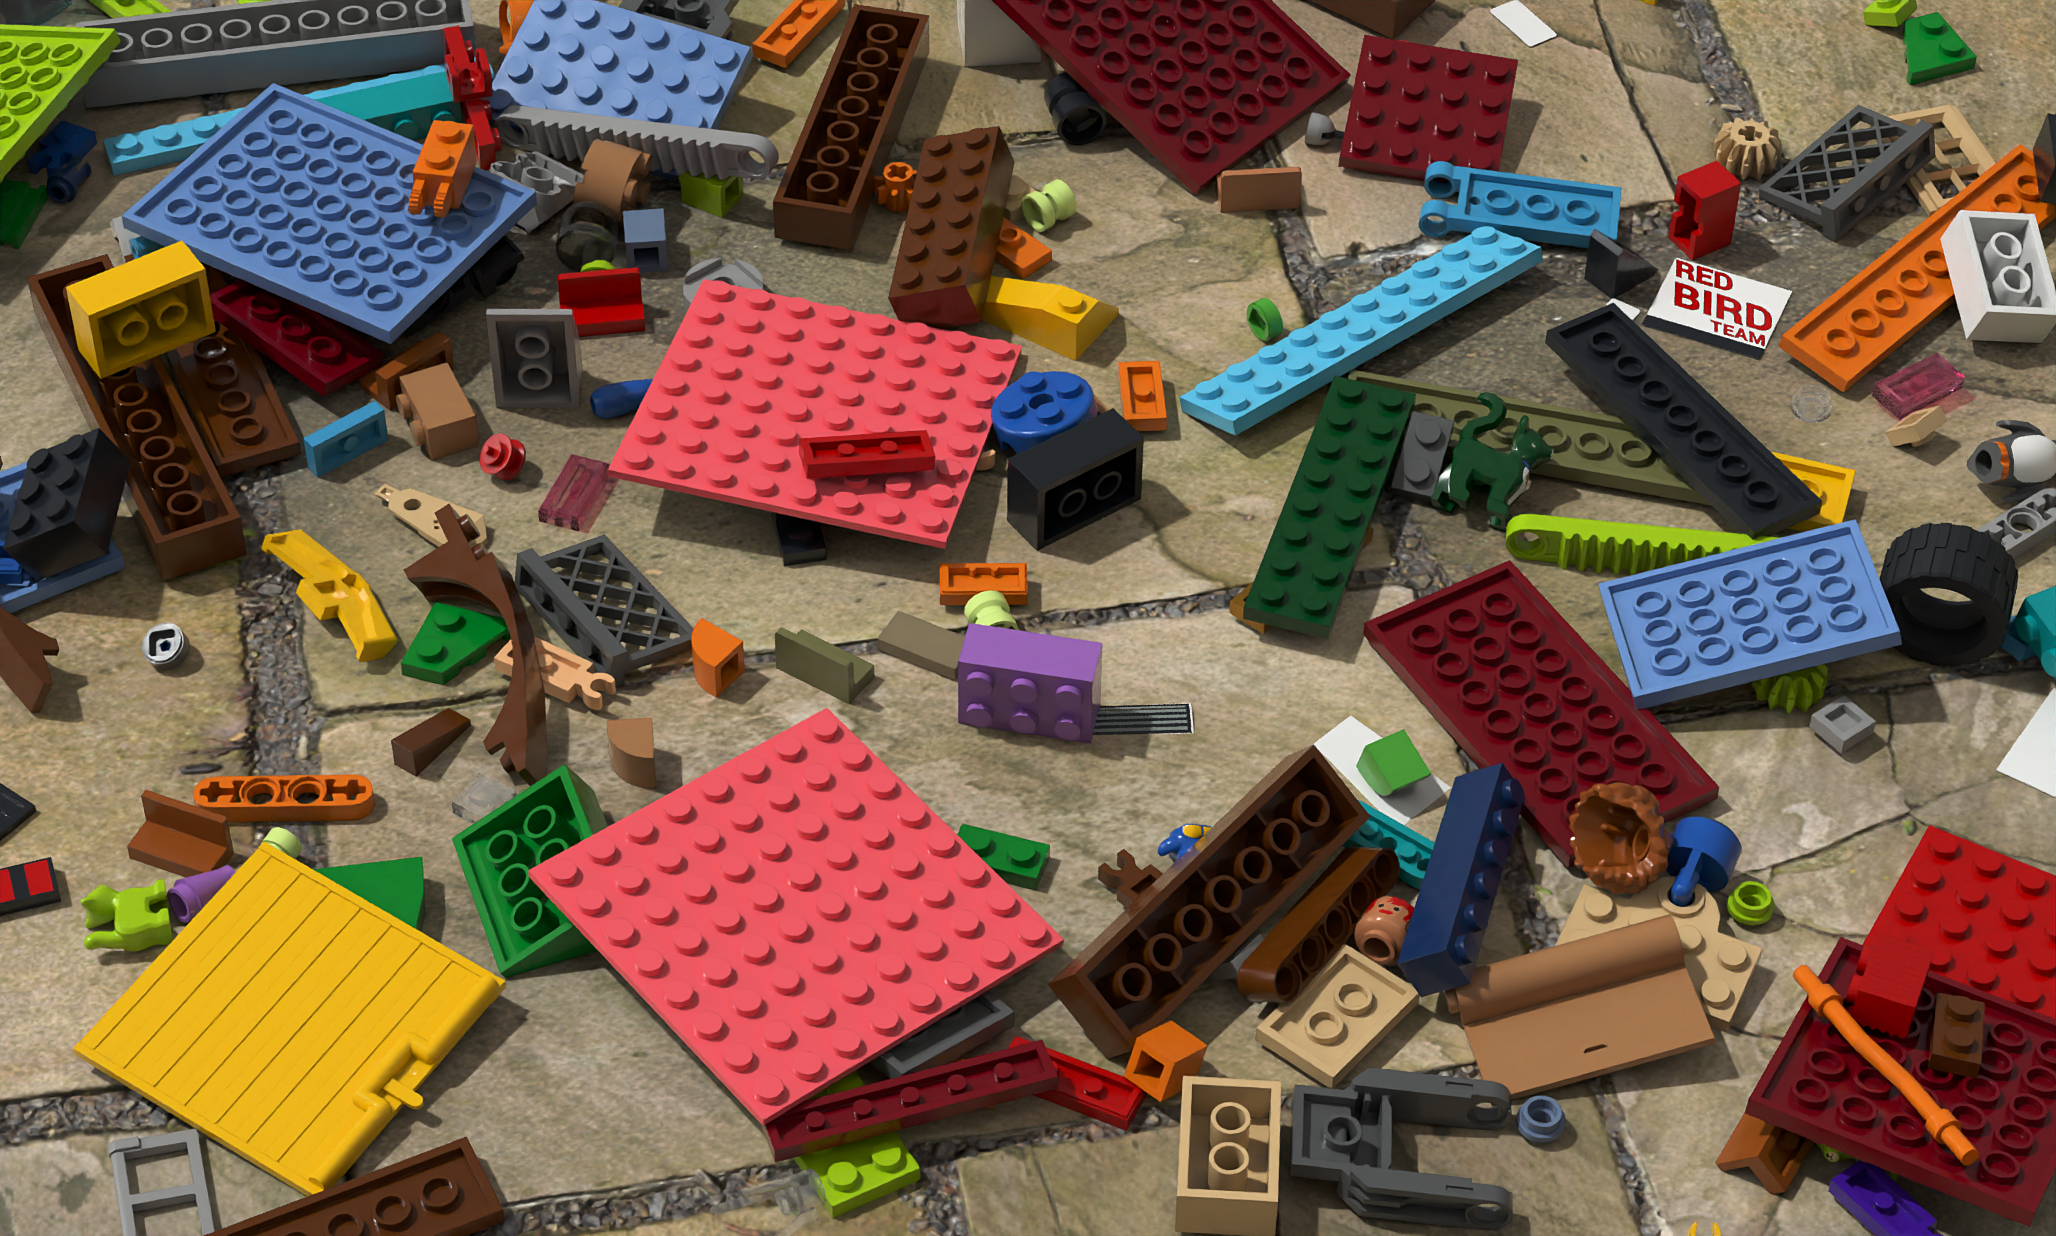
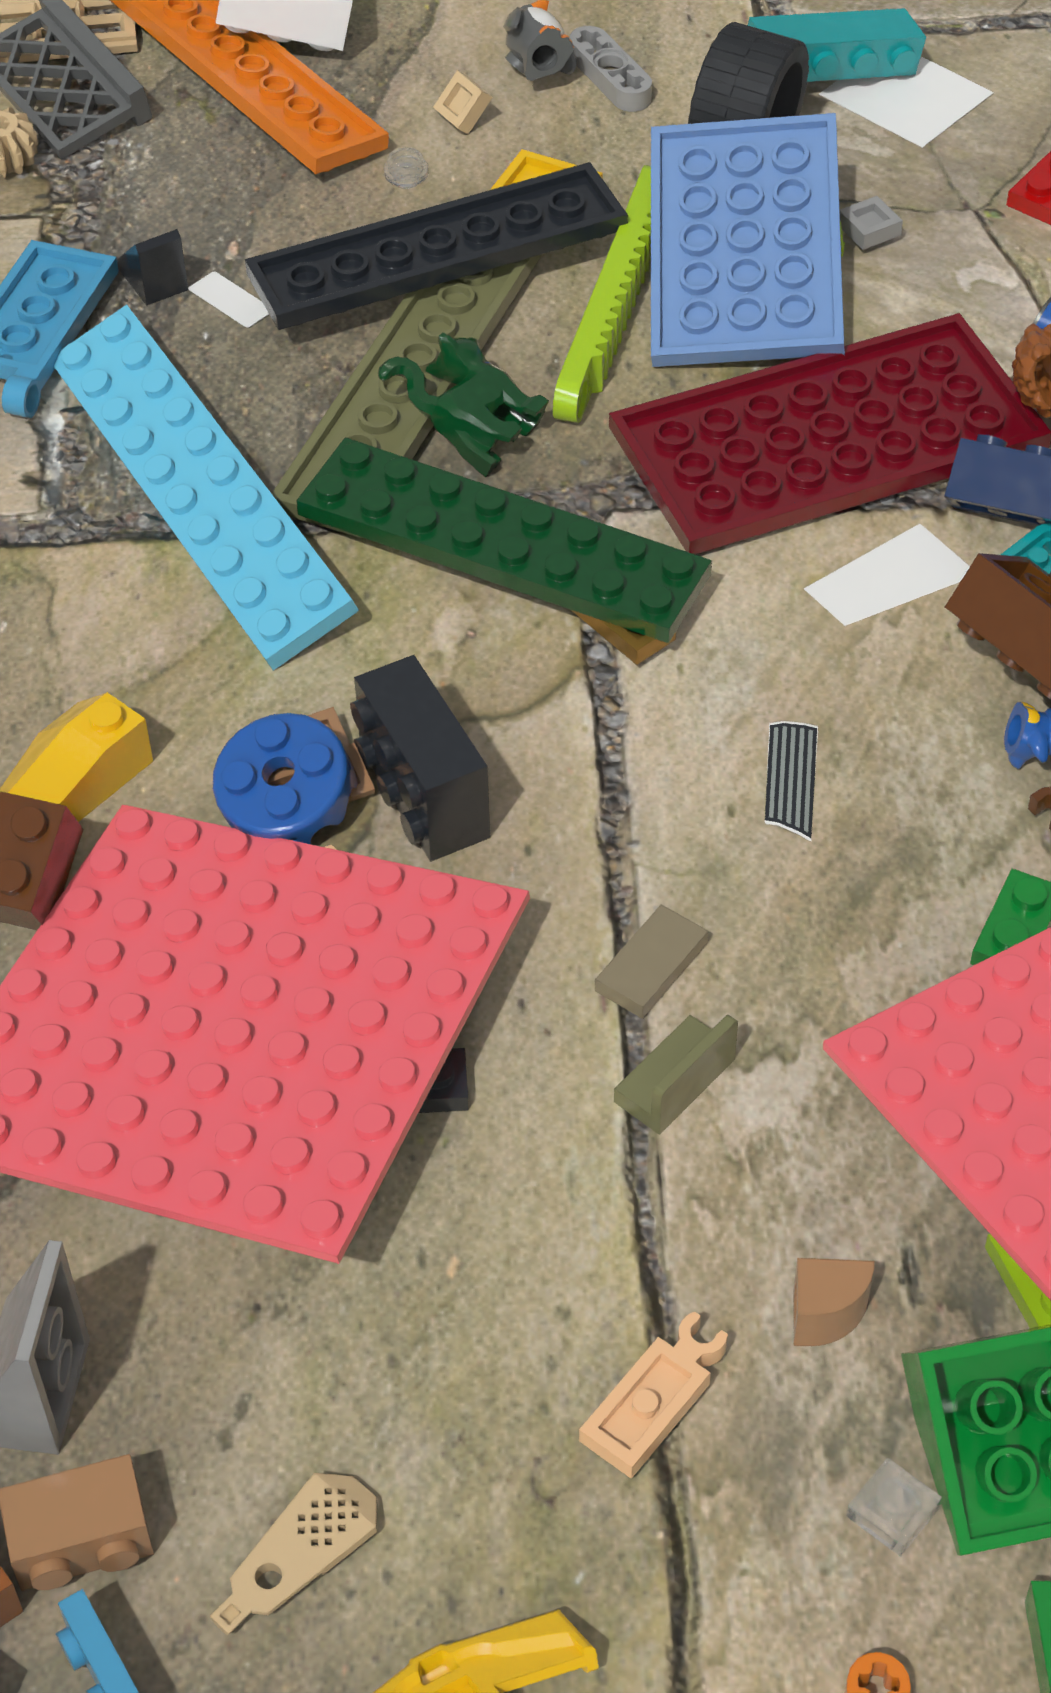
camera: 80 degrees left, 5 degrees up
(427, 740) = (767, 1575): reddish brown piece -> none
(451, 641) = (567, 1536): green wing -> none
(474, 575) = (467, 1487): reddish brown slope -> none
(502, 456) = (201, 1436): red wheel -> none
(565, 513) = (310, 1391): clear pink tile -> none
(577, 619) = (556, 1356): dark grey fence -> none
(618, 398) = (100, 1264): blue piece -> none
(716, 657) = (660, 1191): orange brick -> none
(866, 454) = (373, 945): red plate -> none
(964, 580) = (559, 887): orange plate -> none
(990, 609) = (634, 881): yellowish green wheel -> none
(1029, 682) = (776, 841): medium lavender brick -> none
(1142, 395) = (253, 692): orange plate -> none
(1264, 319) = (154, 562): bright green tile -> none
(1392, 764) = (910, 551): bright green brick -> none
(1422, 456) = (422, 443): dark grey plate -> none
(1706, 210) = (109, 175): red brick -> none
(1717, 308) = (229, 215): sticker -> none
(1918, 386) = (400, 93): clear pink plate -> none

